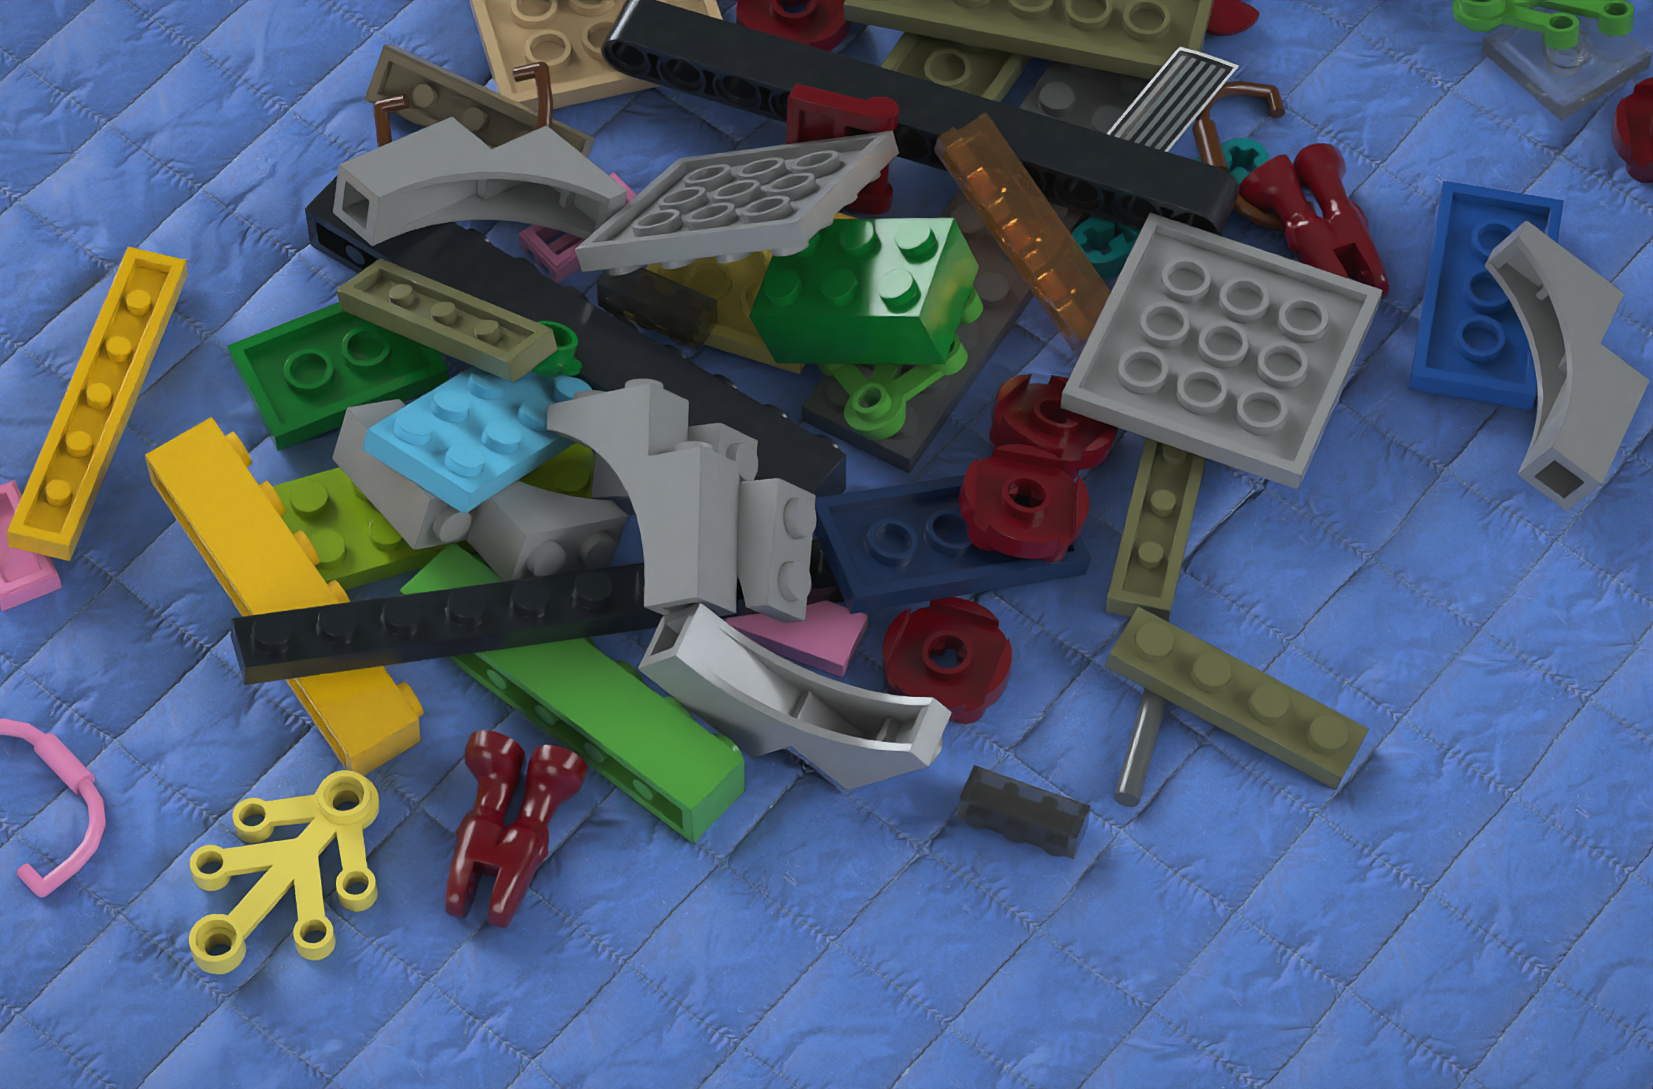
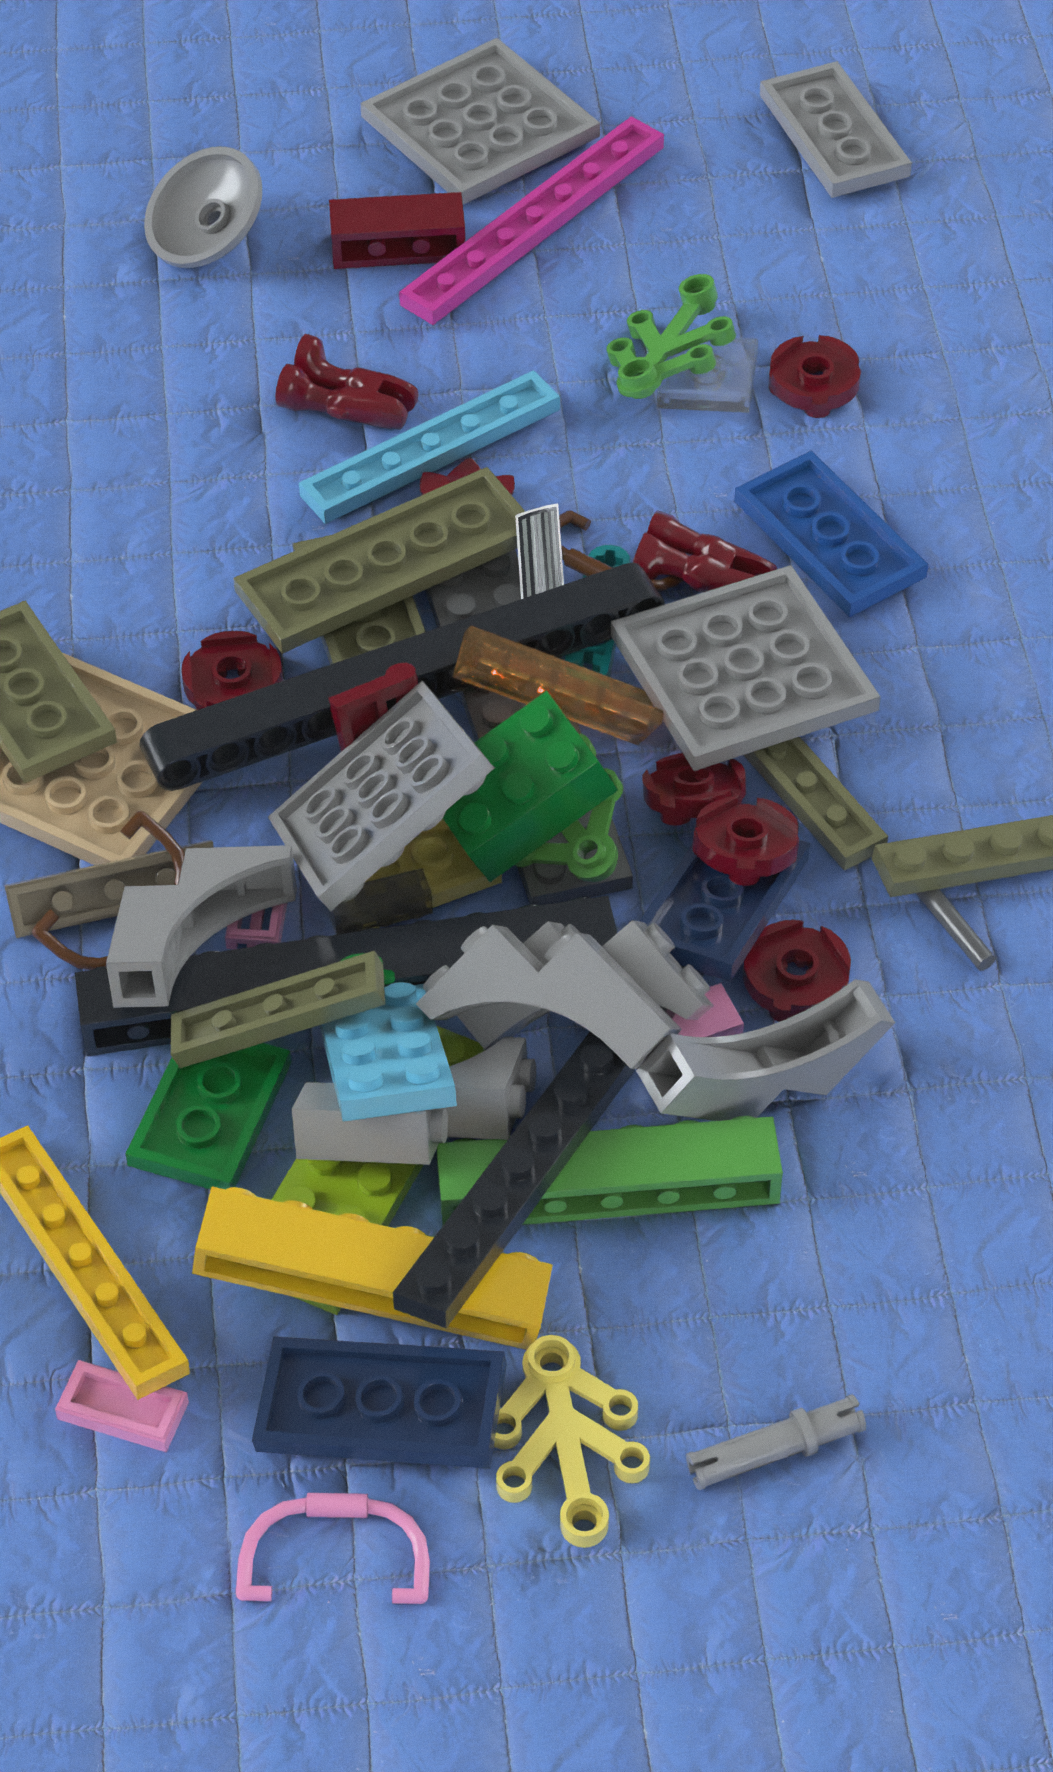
camera: 45 degrees left, 5 degrees down
(178, 712) = (380, 1402): none -> dark blue plate
(459, 1034) = (798, 1434): none -> light grey pin
(513, 850) = (675, 1308): dark red piece -> none
(1023, 812) = (945, 1017): clear smoke piece -> none
(1581, 385) = (951, 537): light grey arch -> none

